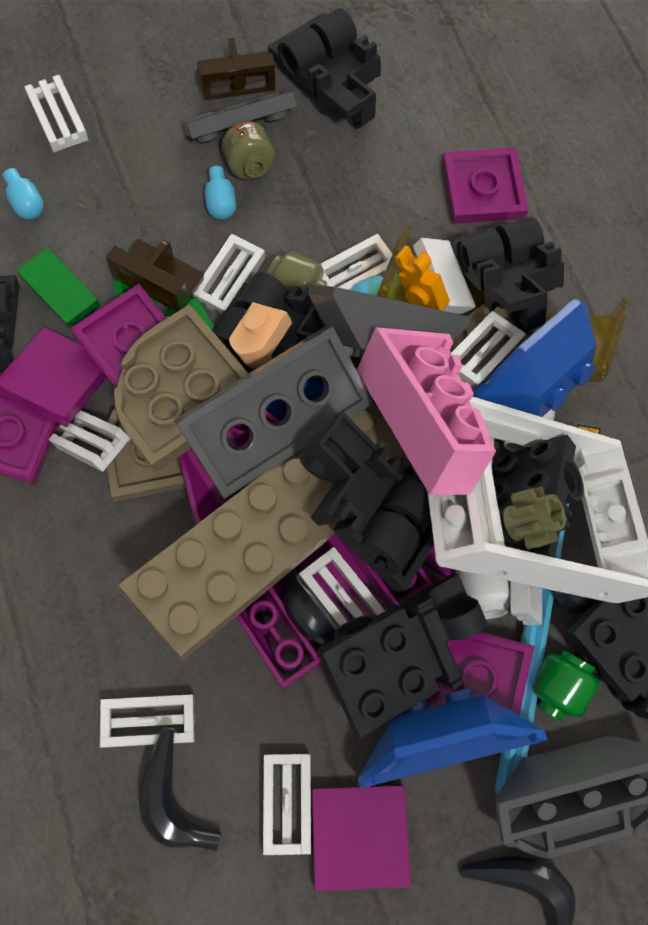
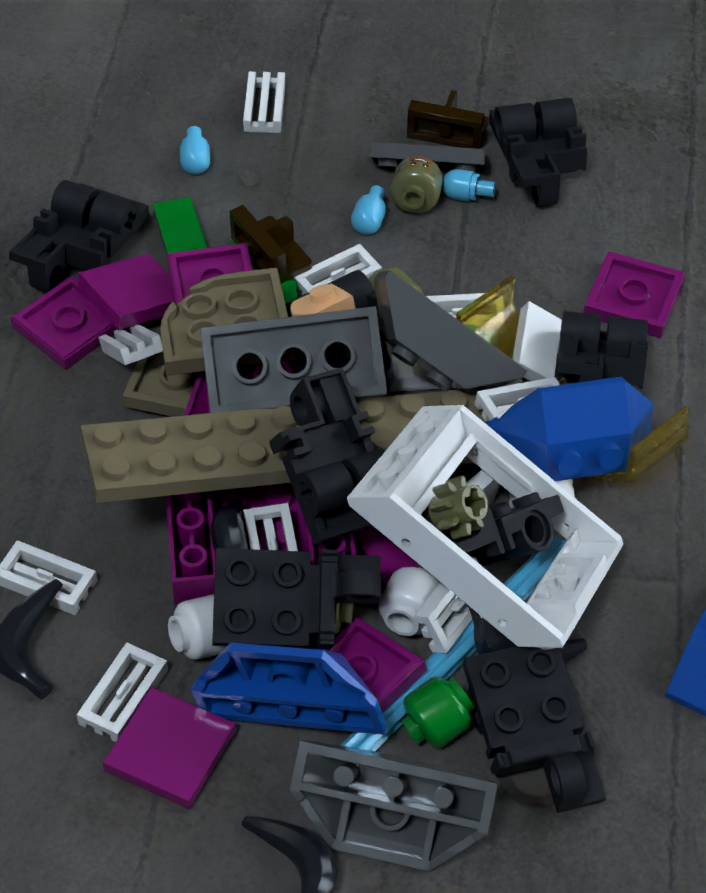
camera: 35 degrees right, 20 degrees down
(288, 132) = (466, 185): none -> medium azure cylinder
(319, 709) = (192, 628): none -> white head
(420, 284) = (497, 325): light orange plate -> none
(428, 407) = (419, 389): bright pink wedge -> none

